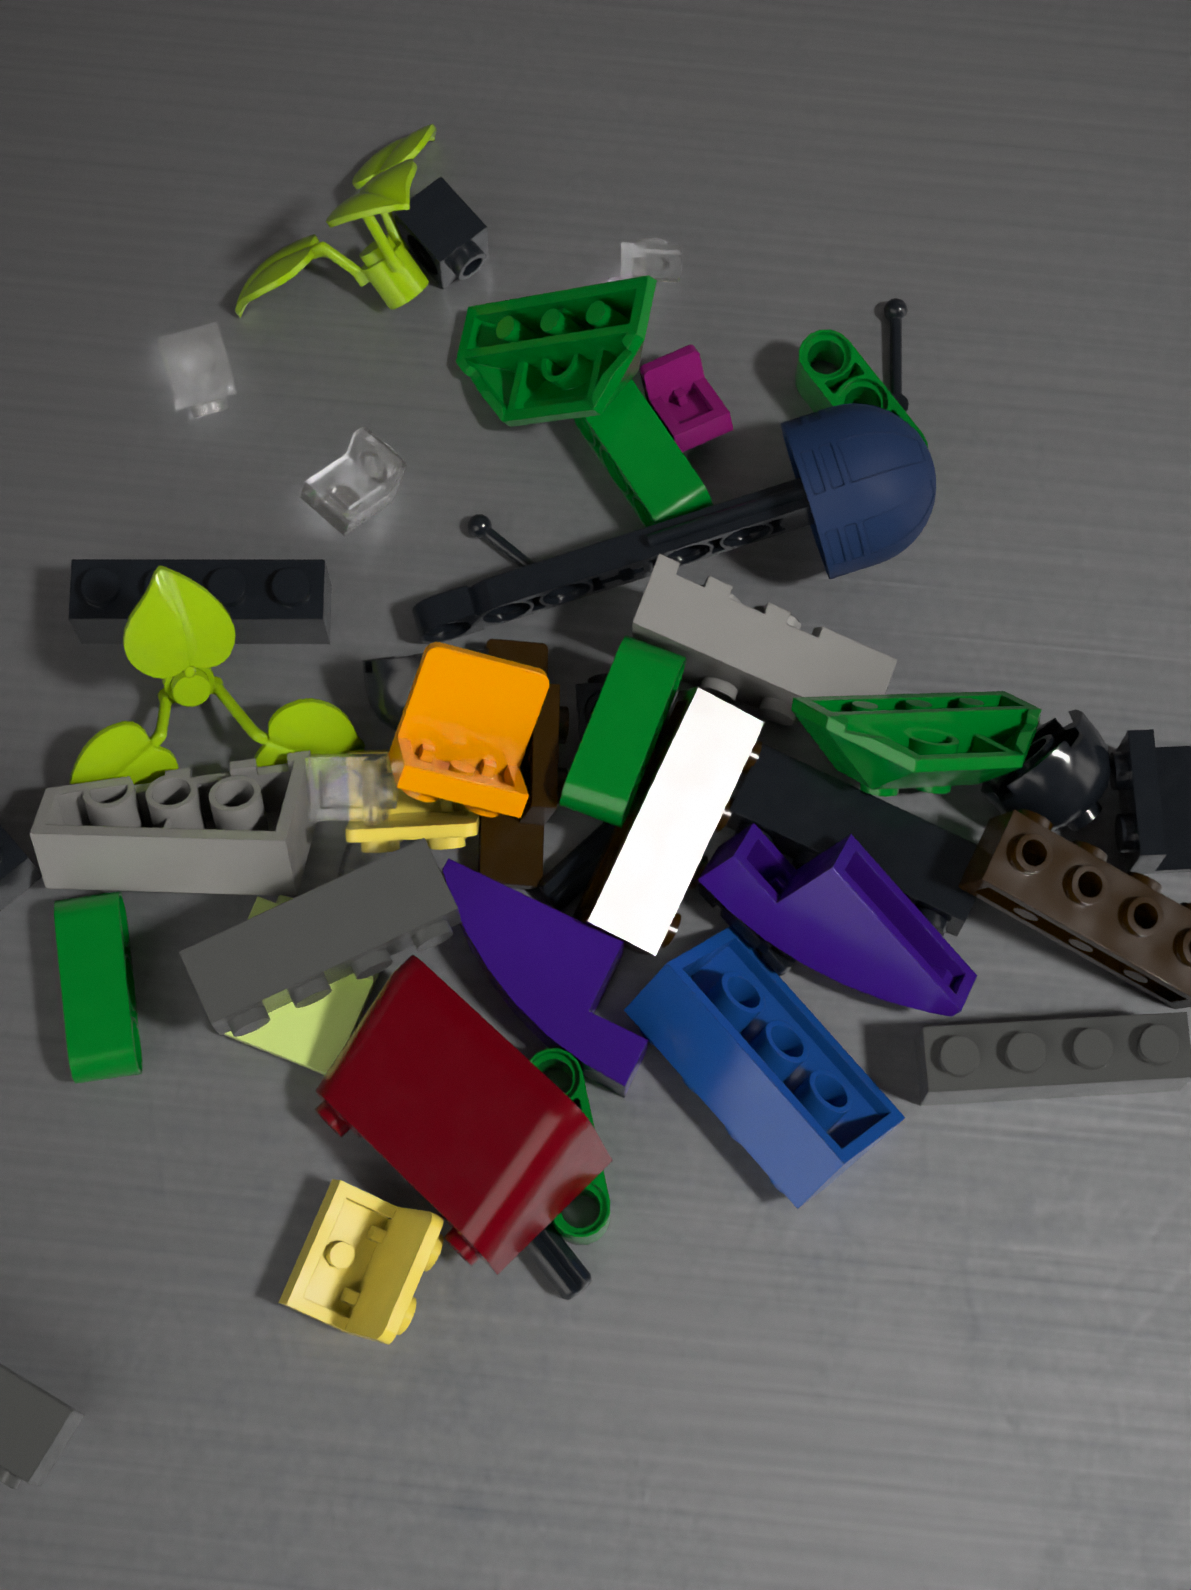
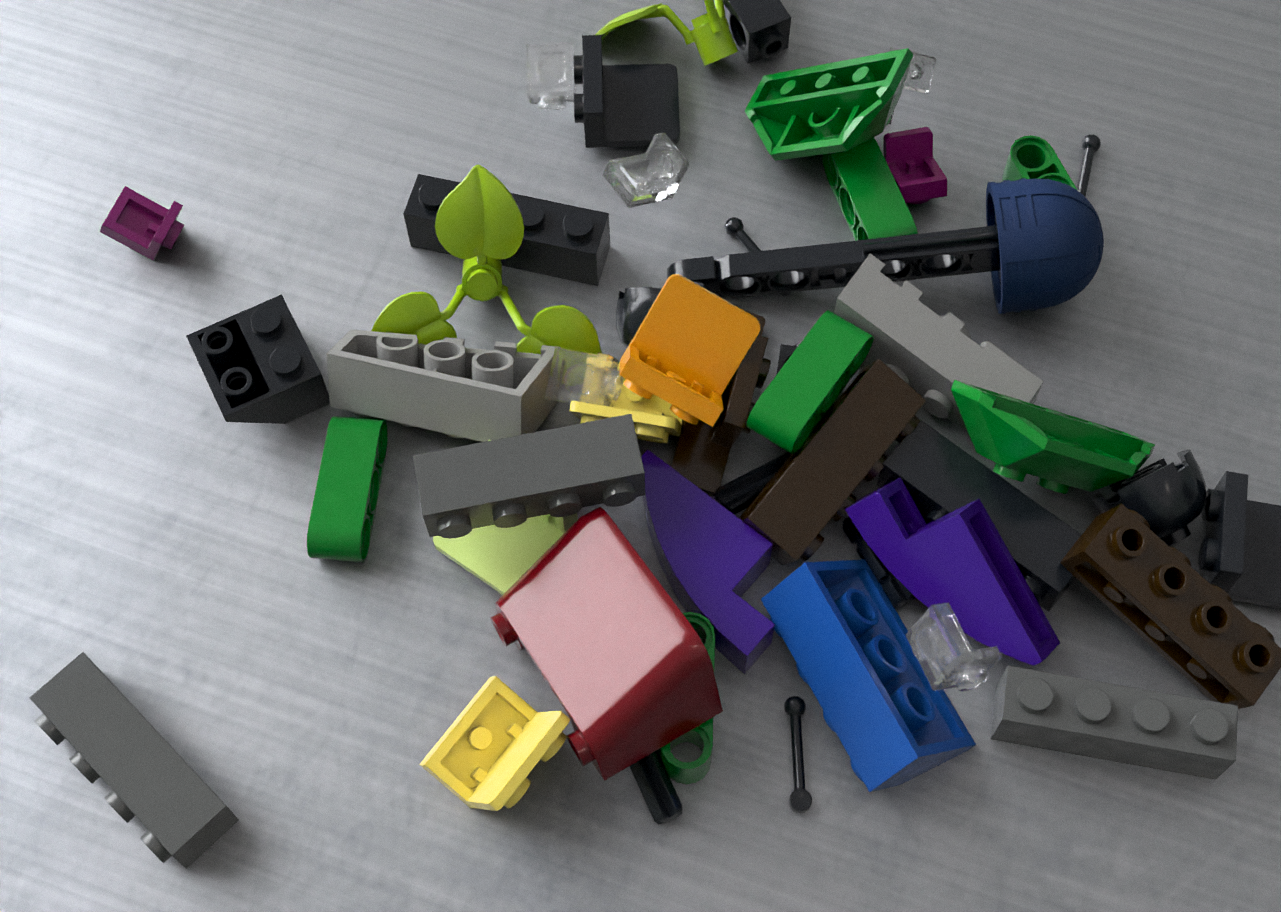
camera: 15 degrees right, 10 degrees down
(303, 384) = (624, 101): none -> black bracket
(721, 1230) = (800, 799): none -> black hinge
(849, 1022) = (946, 652): none -> clear bracket

